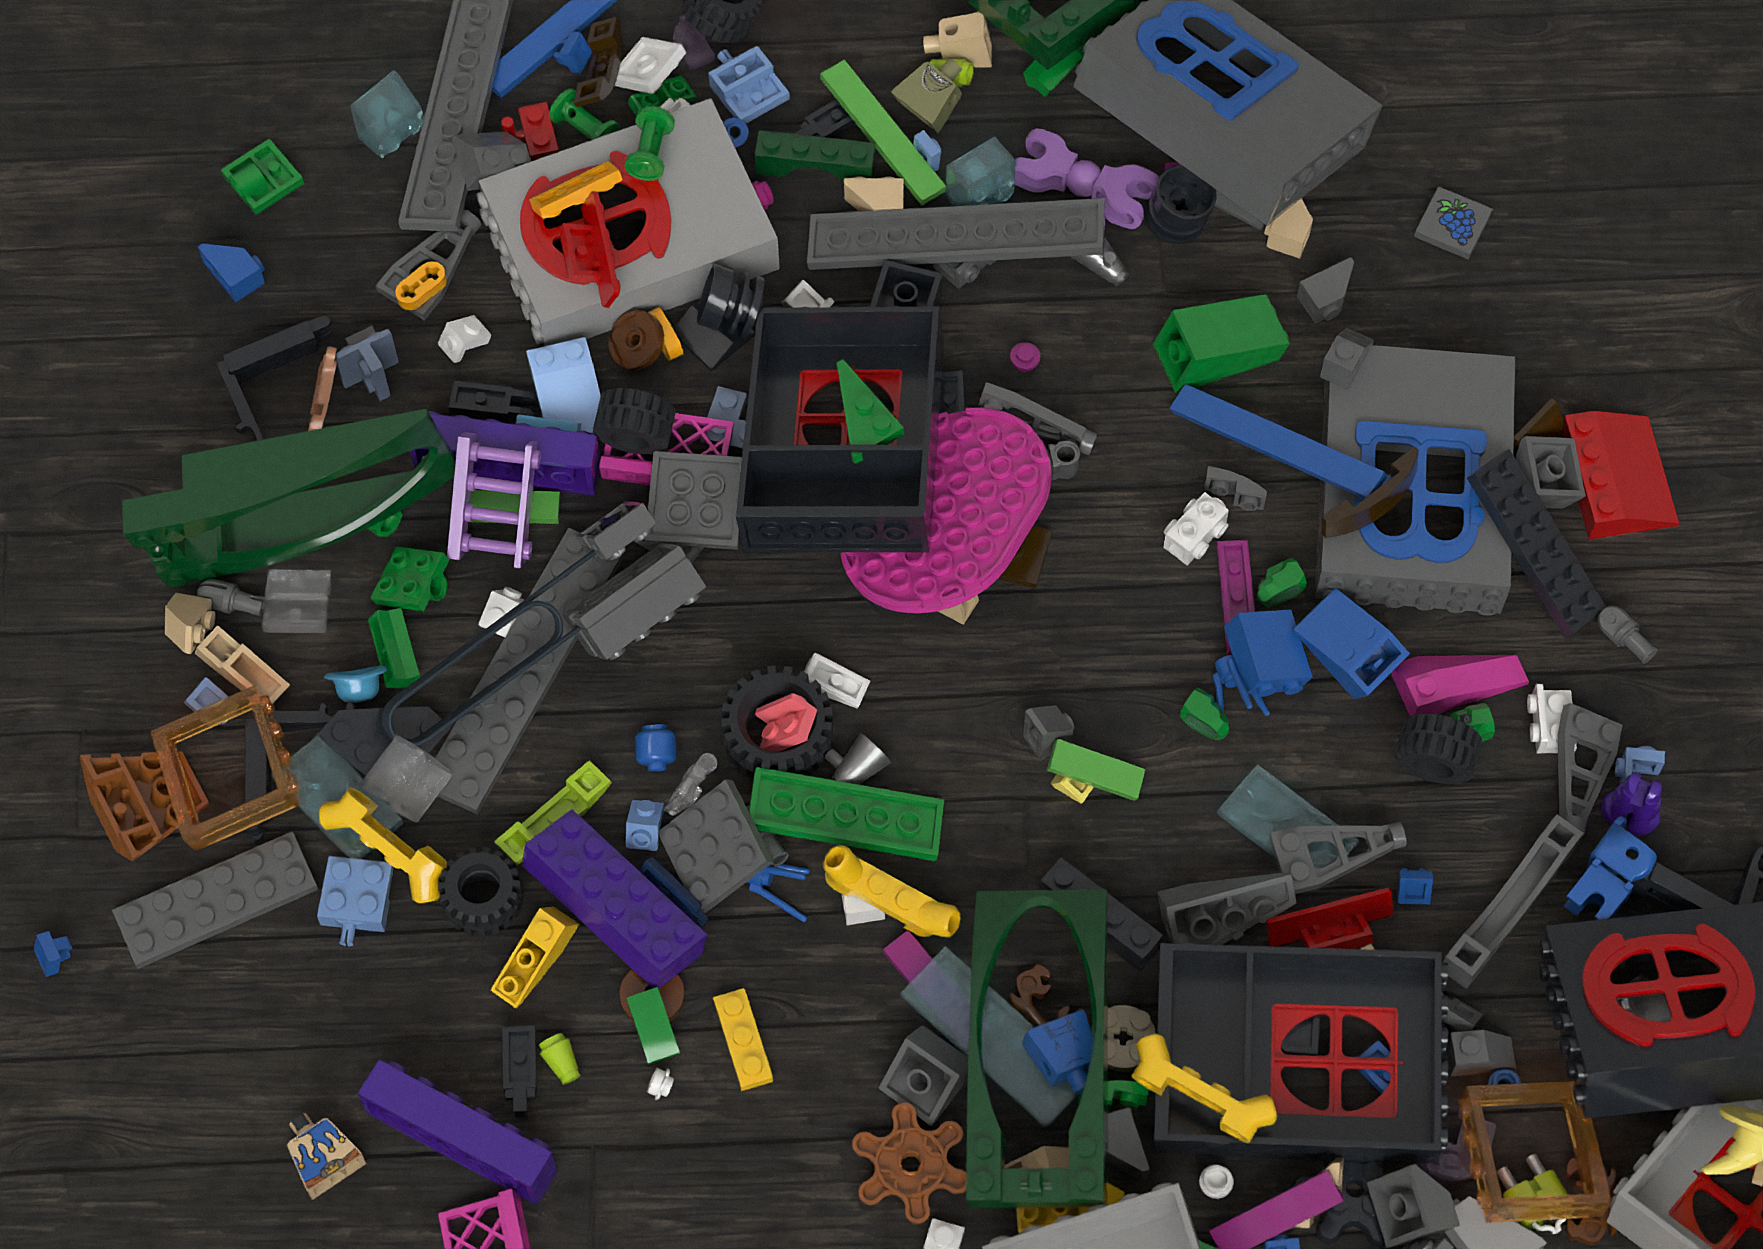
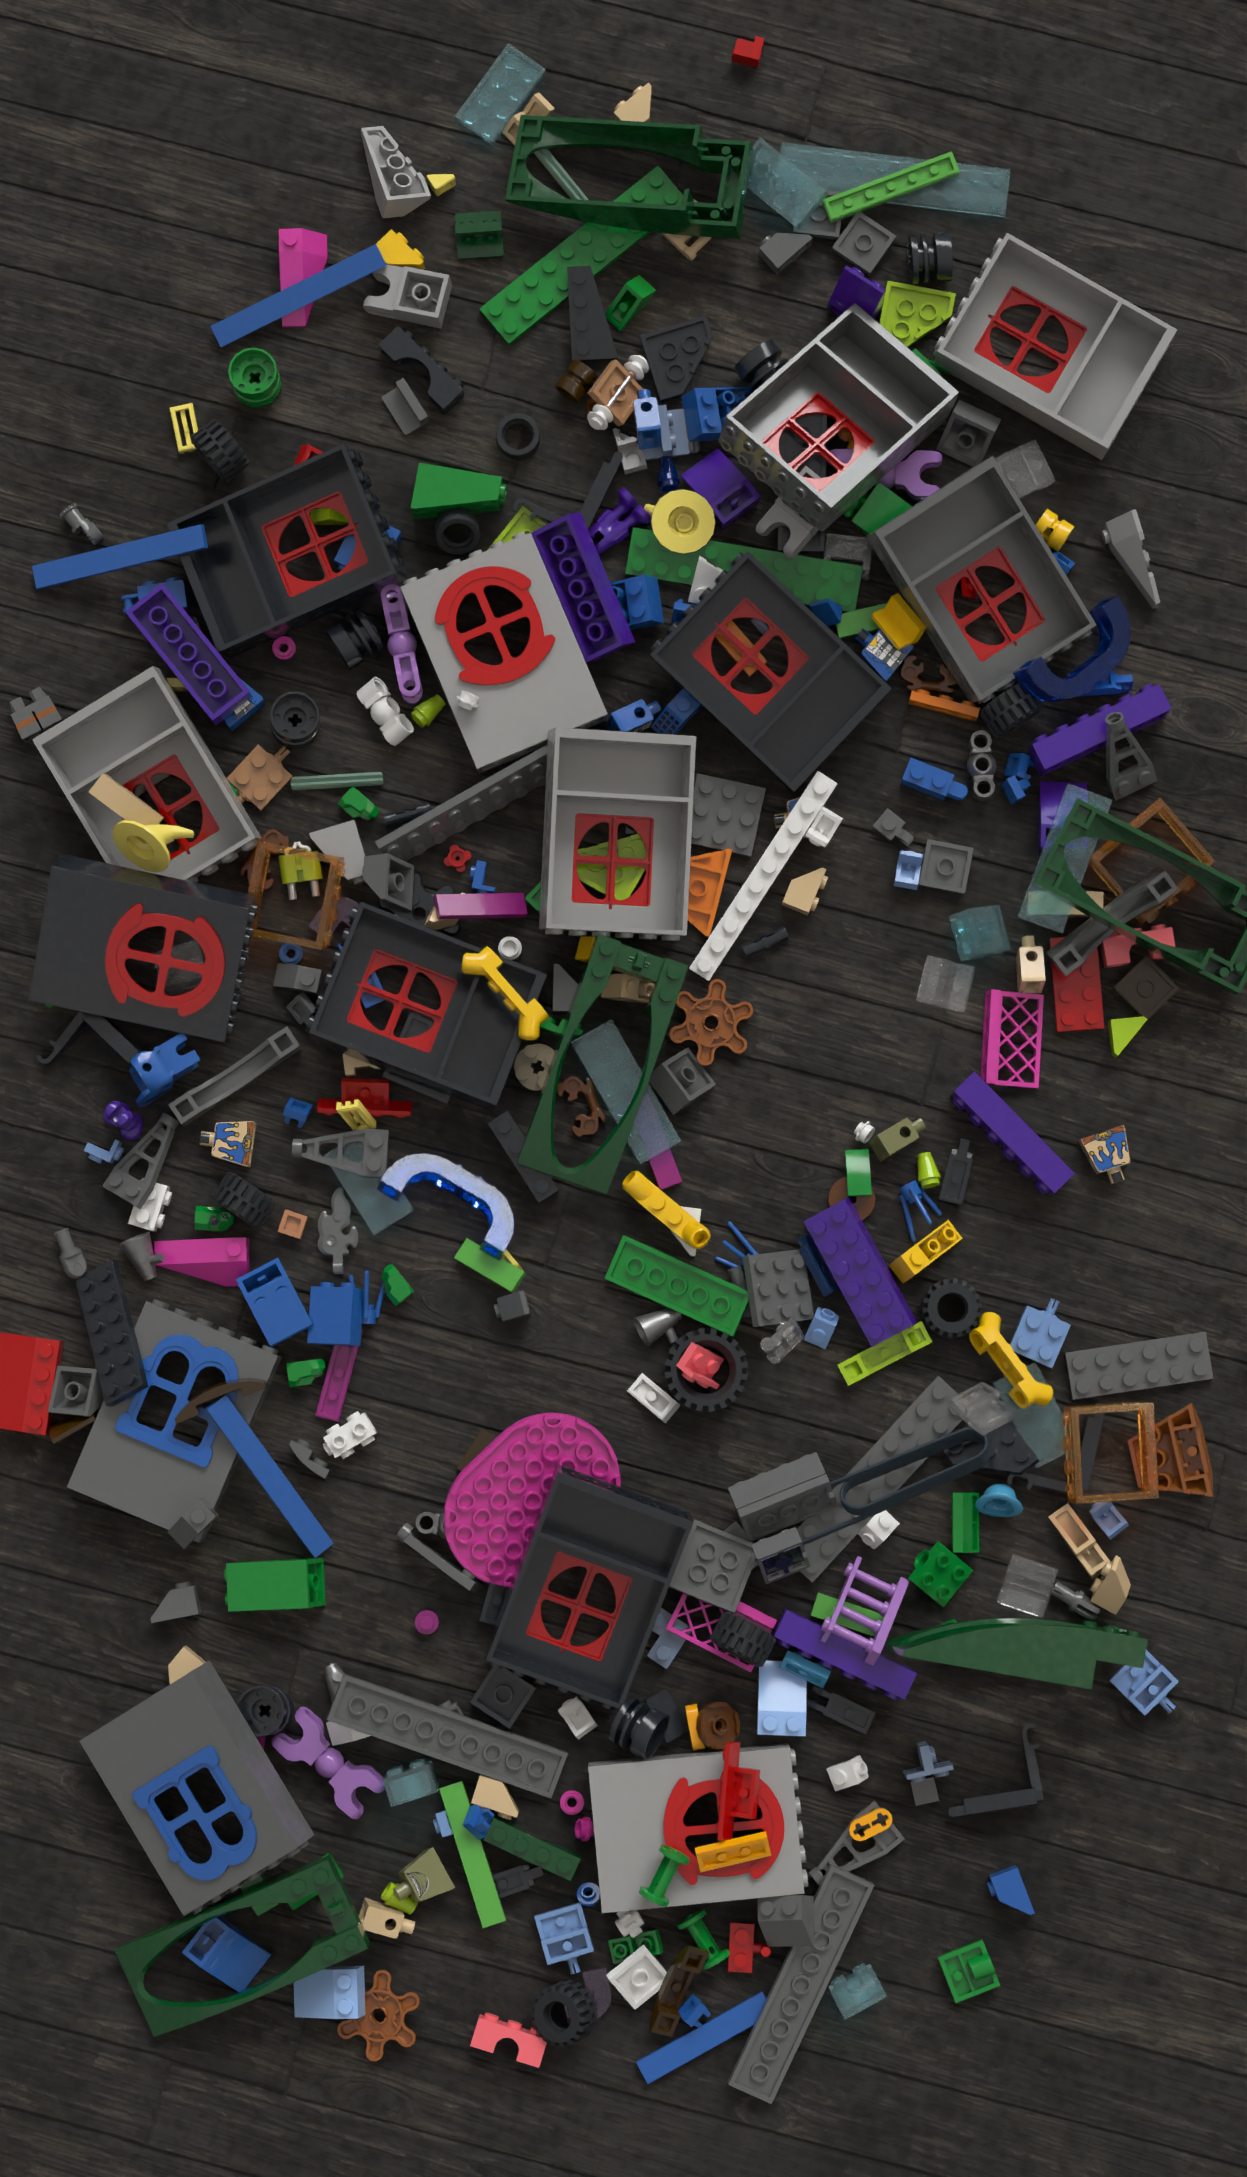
camera: 160 degrees left, 20 degrees up
(105, 535) = (1145, 1685): none -> medium blue plate
(323, 389) = (967, 1752): nougat tile -> none
(573, 1023) = (913, 1193): none -> blue plant
(619, 1073) = (891, 1141): none -> olive torso
(655, 747) = (797, 1382): blue head -> none
(743, 1039) = (797, 1147): yellow plate -> none
(785, 213) = (568, 1809): none -> dark pink plate
(865, 414) = (570, 1577): green wing -> none
(889, 161) = (478, 1821): none -> blue tile
(1062, 1050) = (584, 1060): blue torso -> none
(1152, 856) = (460, 1183): none -> clear blue arch
(1223, 908) = (447, 1134): dark grey wedge -> none
(1309, 748) = (330, 1229): none -> dark grey piece
(1336, 894) = (360, 1115): none -> light yellow tile
(1364, 749) = (292, 1224): none -> nougat plate
(1453, 222) = (57, 1637): dark grey tile -> none
(1482, 823) = (231, 1141): none -> torso
(1540, 659) = (141, 1255): none -> flat silver piece

